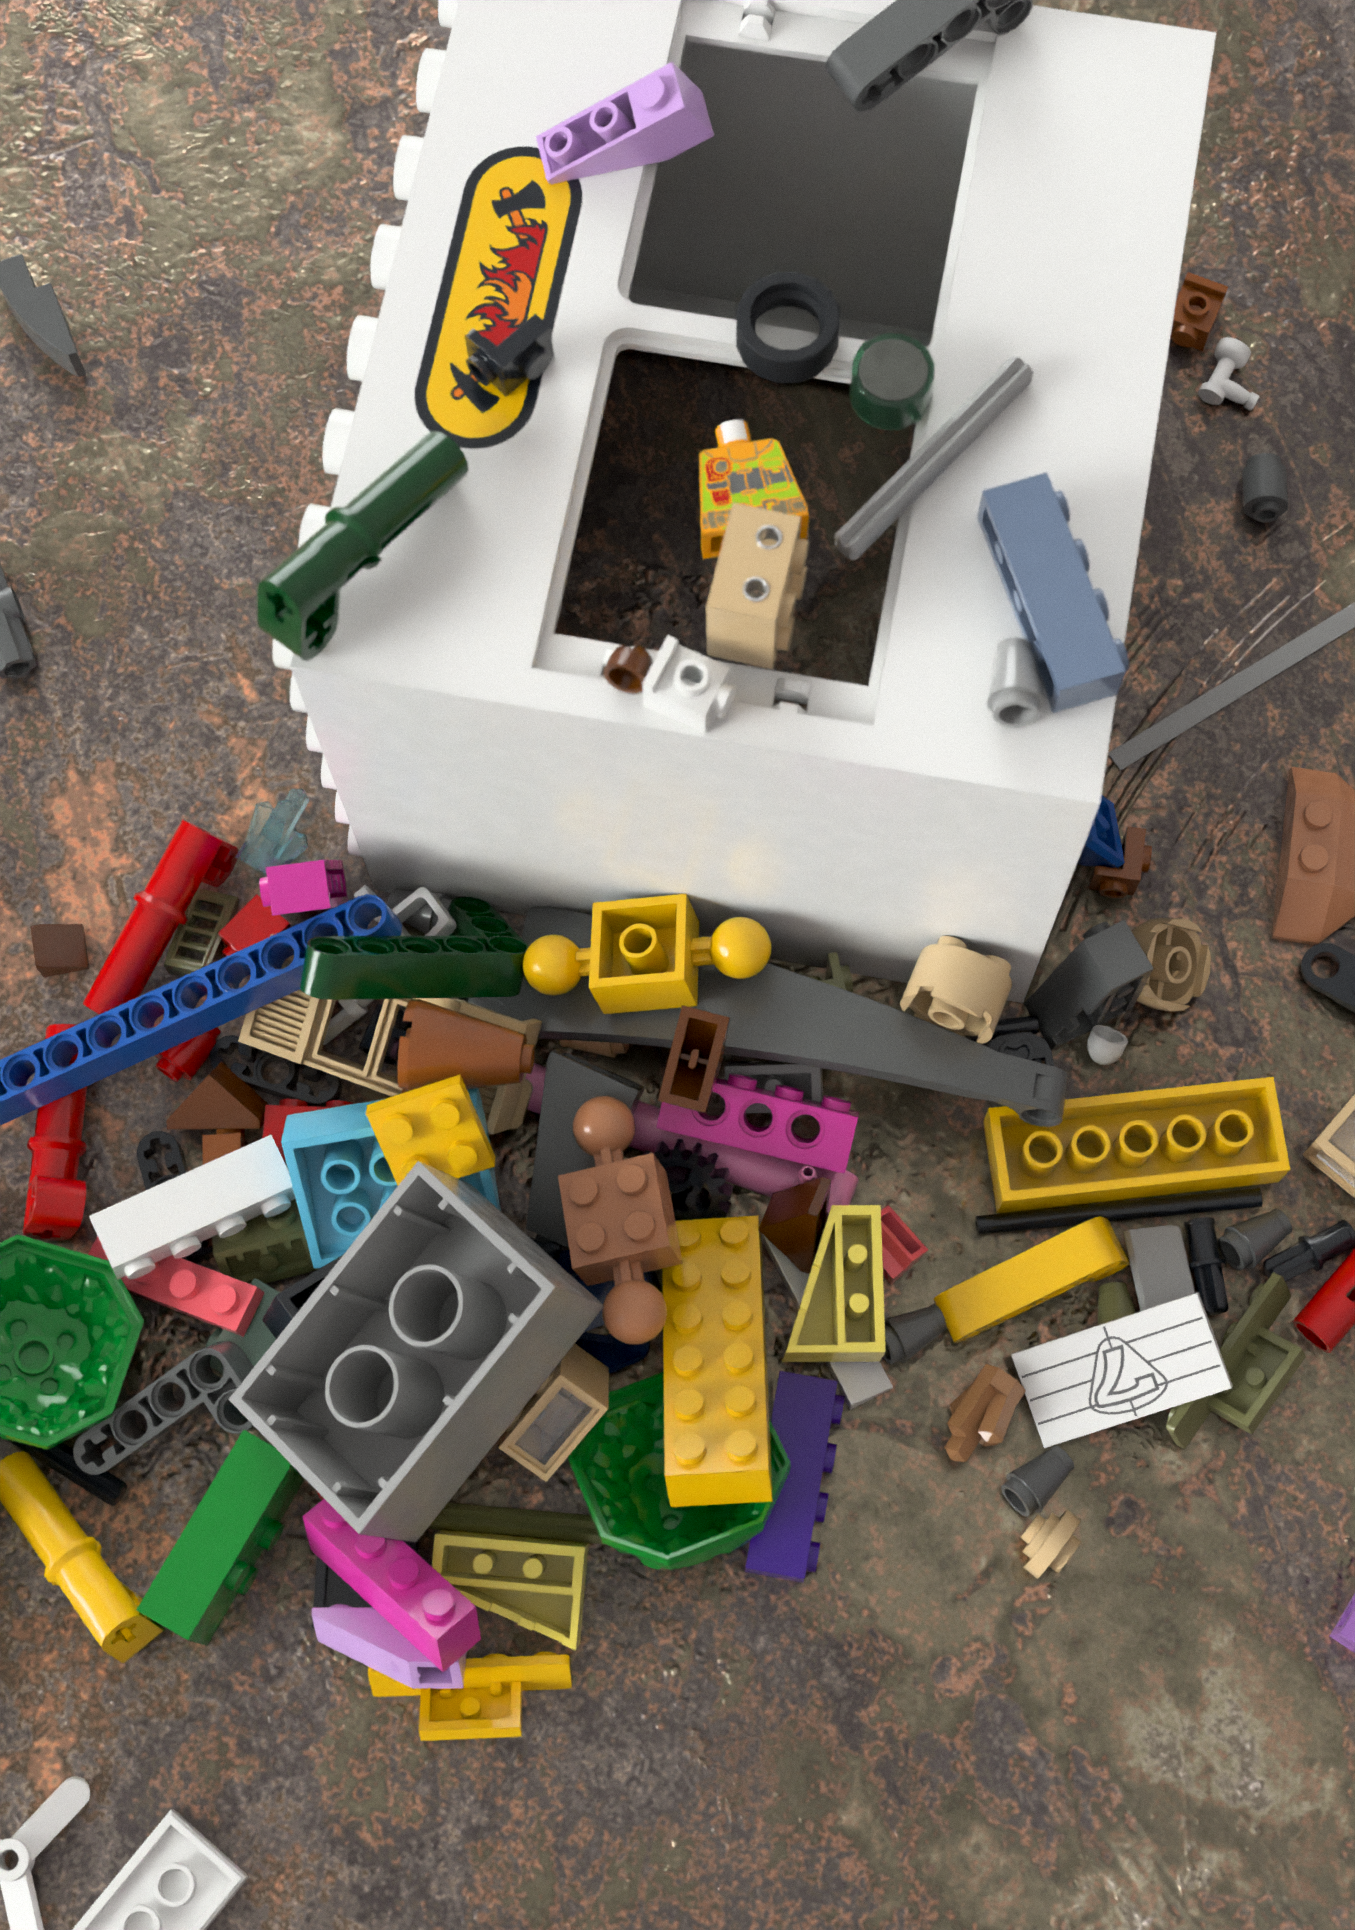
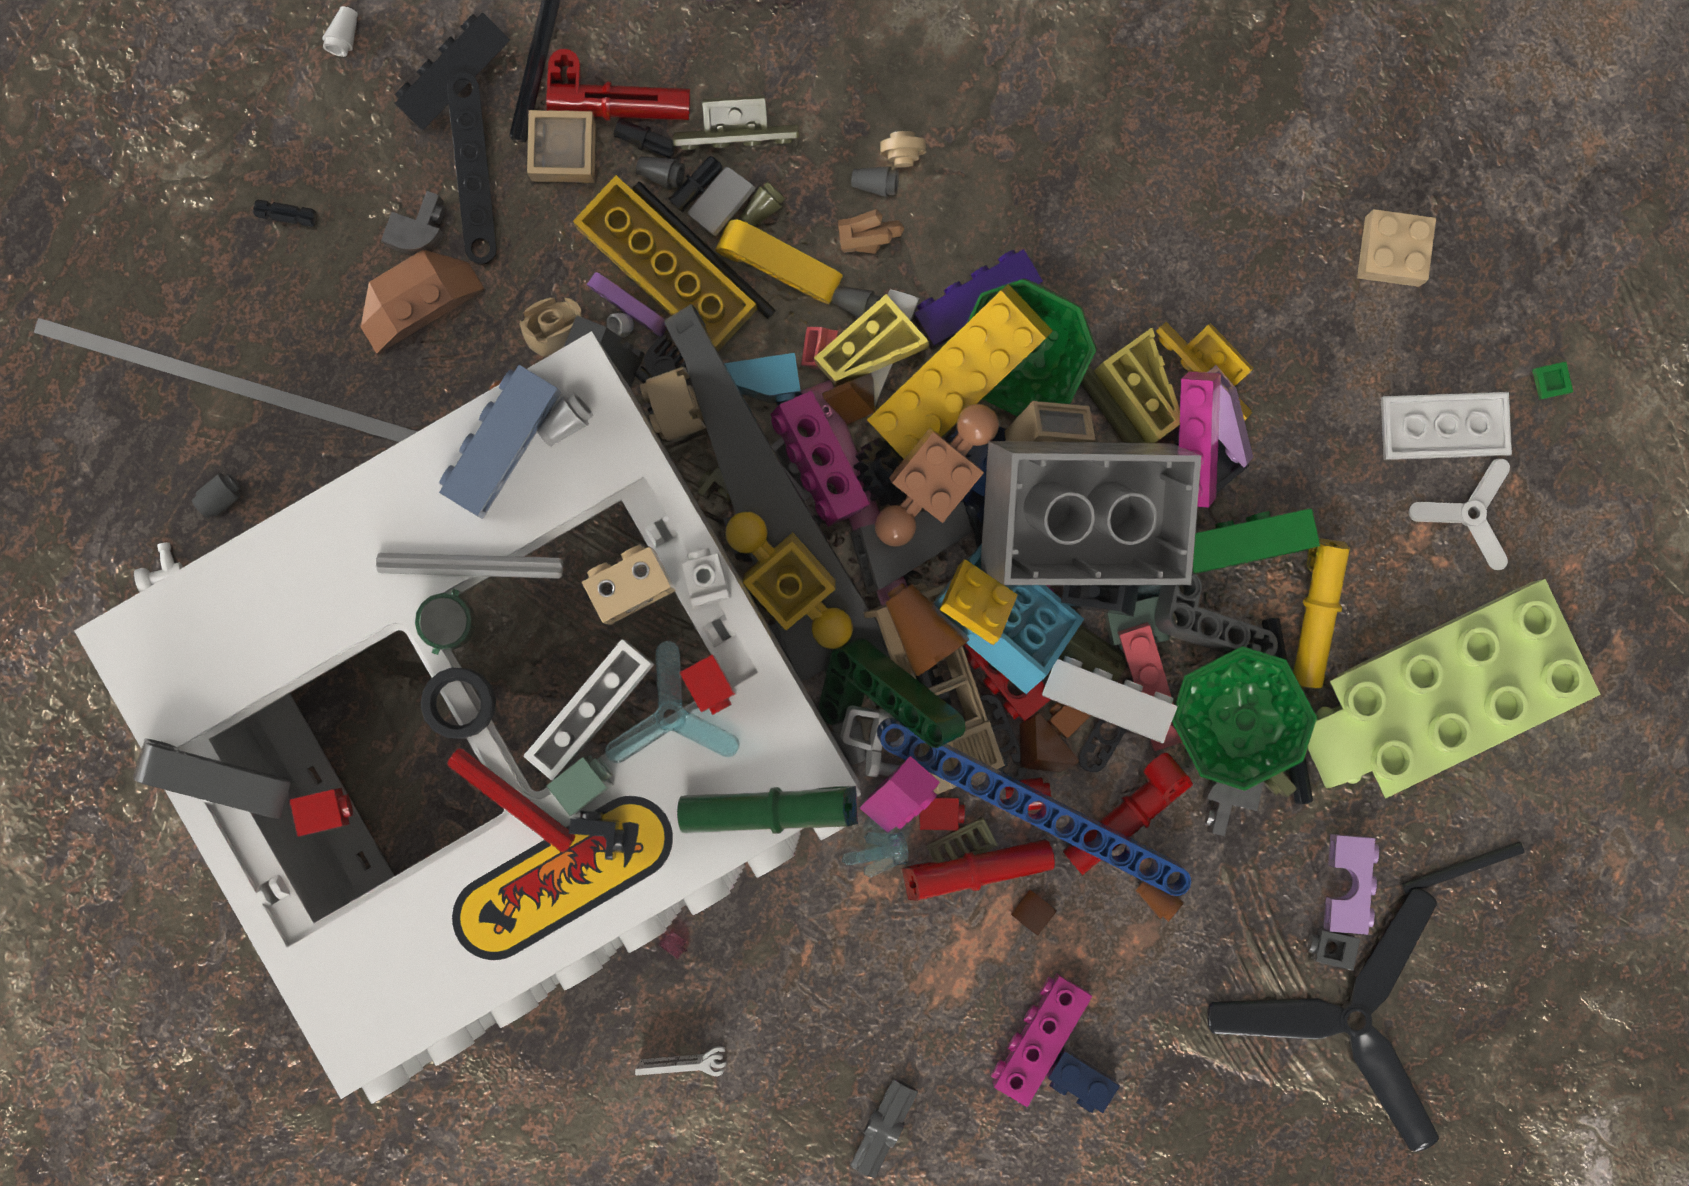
camera: 135 degrees left, 15 degrees up
(251, 464) = (684, 1063): none -> white flag
(564, 593) = (708, 685): none -> red brick
(570, 512) = (687, 723): none -> clear light blue piece
(576, 364) = (581, 784): none -> sand green brick
(628, 129) = (411, 891): lavender slope -> none
(628, 668) = (721, 618): reddish brown hinge -> none
(636, 300) = (511, 800): none -> red axle
(653, 442) = (588, 710): none -> white brick
(694, 1059) = (825, 505): reddish brown slope -> none
(745, 475) = (574, 641): torso -> none
(795, 106) = (321, 811): none -> red brick
(902, 1143) = (767, 378): none -> medium azure slope
(1122, 1370) = (789, 179): white tile -> none
(1128, 1071) = (627, 304): none -> medium lavender beam

